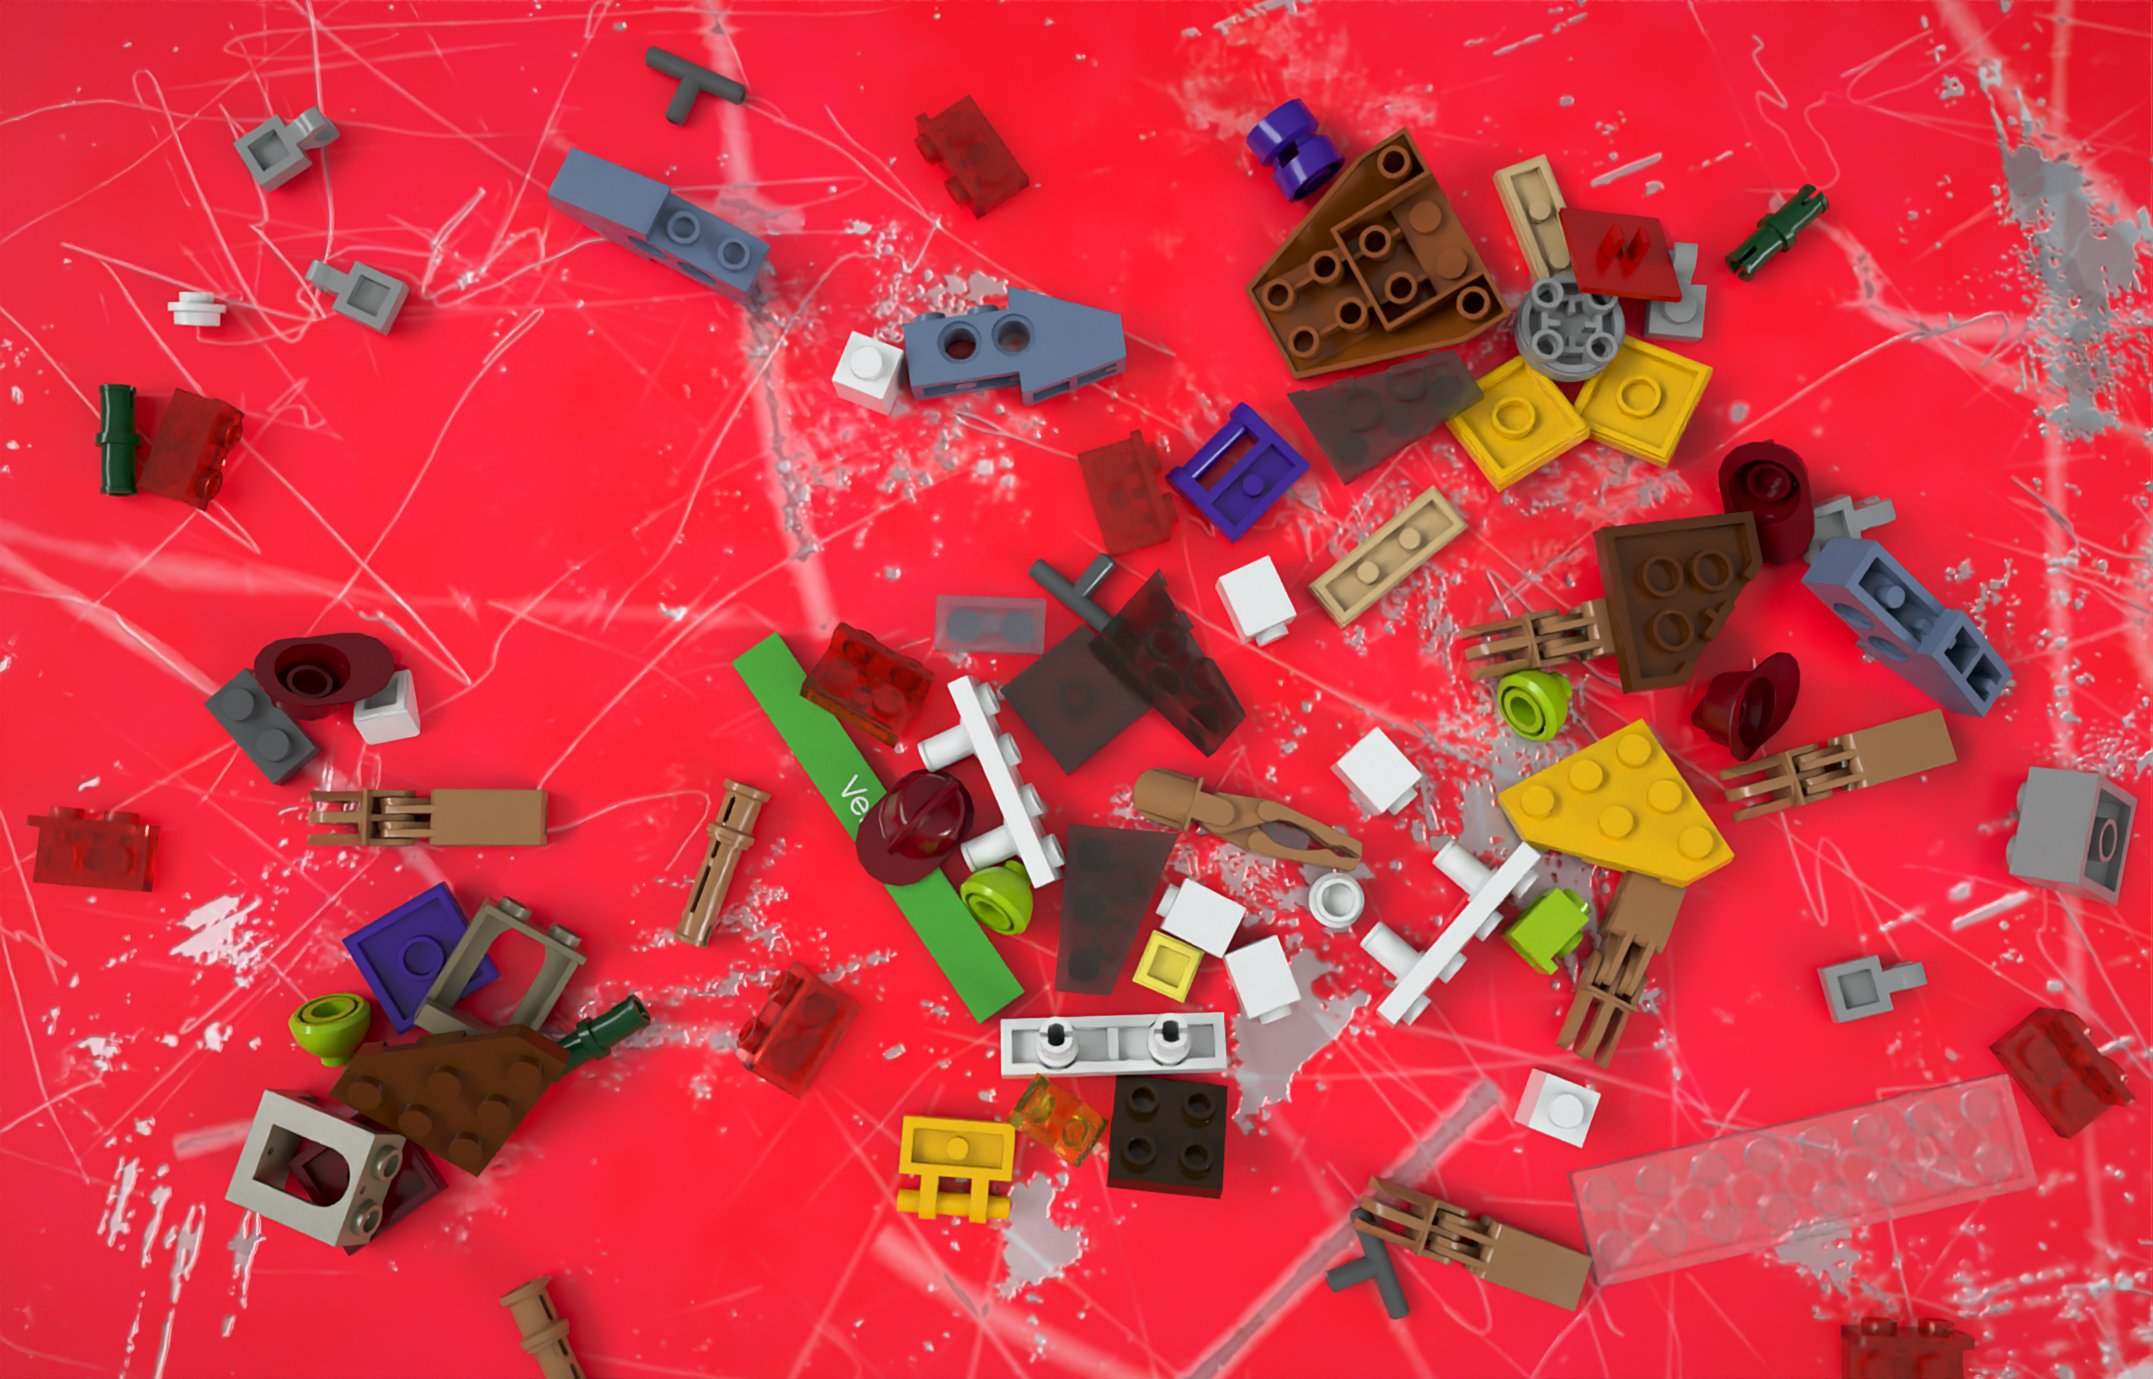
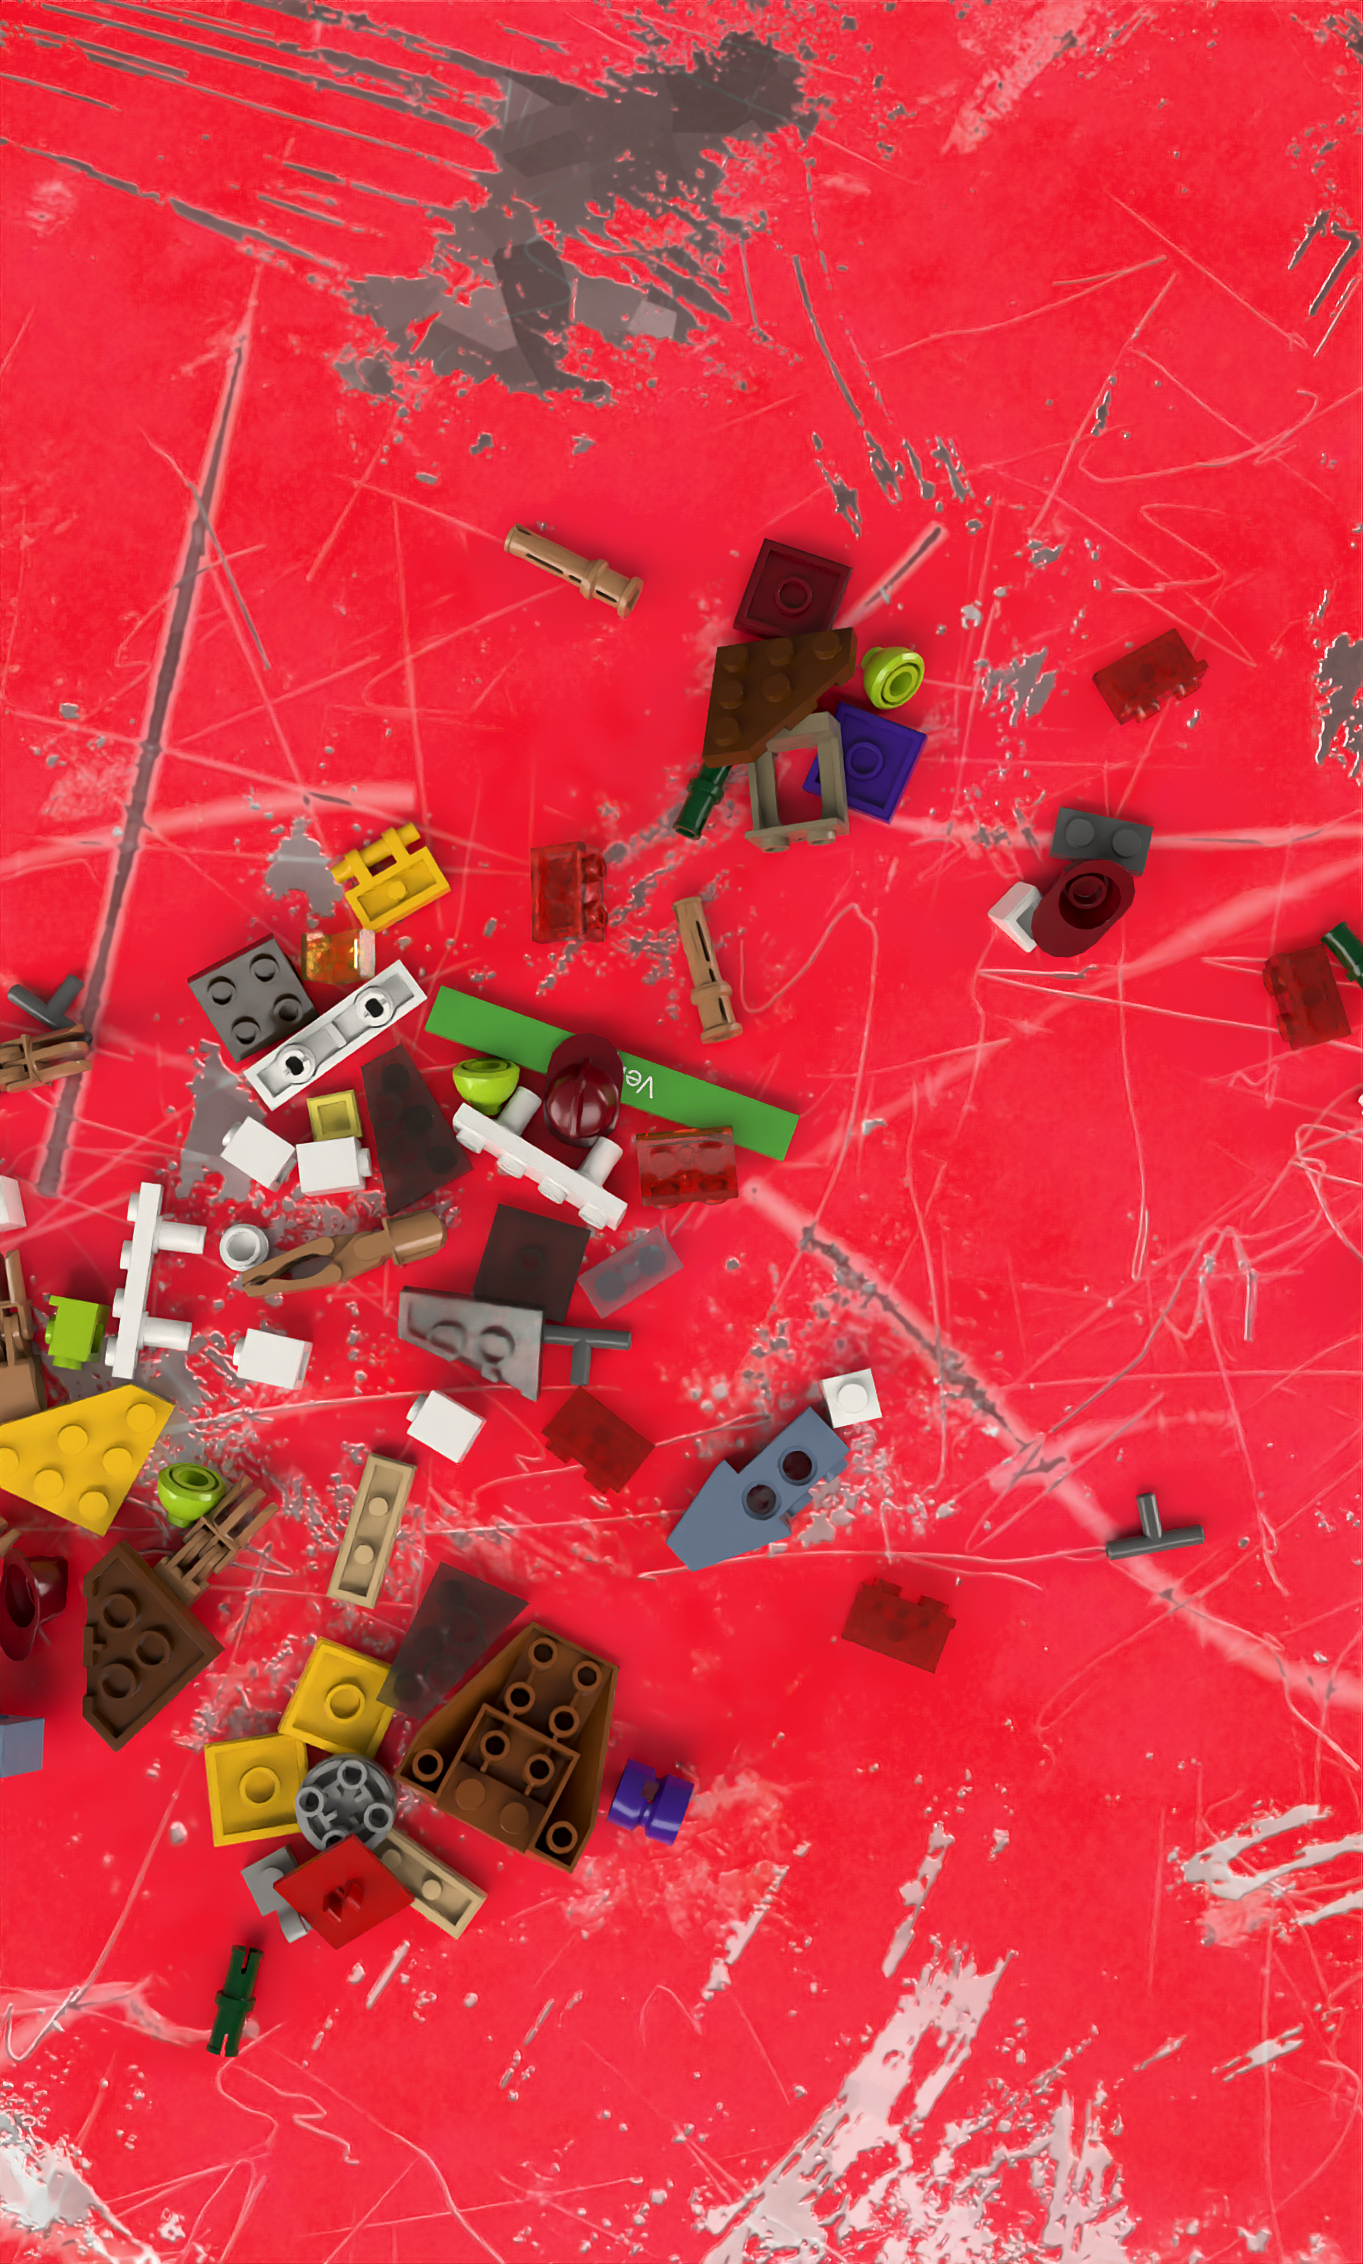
camera: 150 degrees right, 0 degrees up
(274, 1140) = (793, 609): panel -> none
(362, 295) = (1269, 1197): light grey plate -> none
(456, 818) = (912, 873): medium nougat arm -> none
(658, 224) = (1086, 1399): sand blue brick -> none
(1250, 484) = (509, 1514): dark purple plate -> none
(1777, 489) = (109, 1782): dark red piece -> none
(1846, 520) = (44, 1792): light grey plate -> none

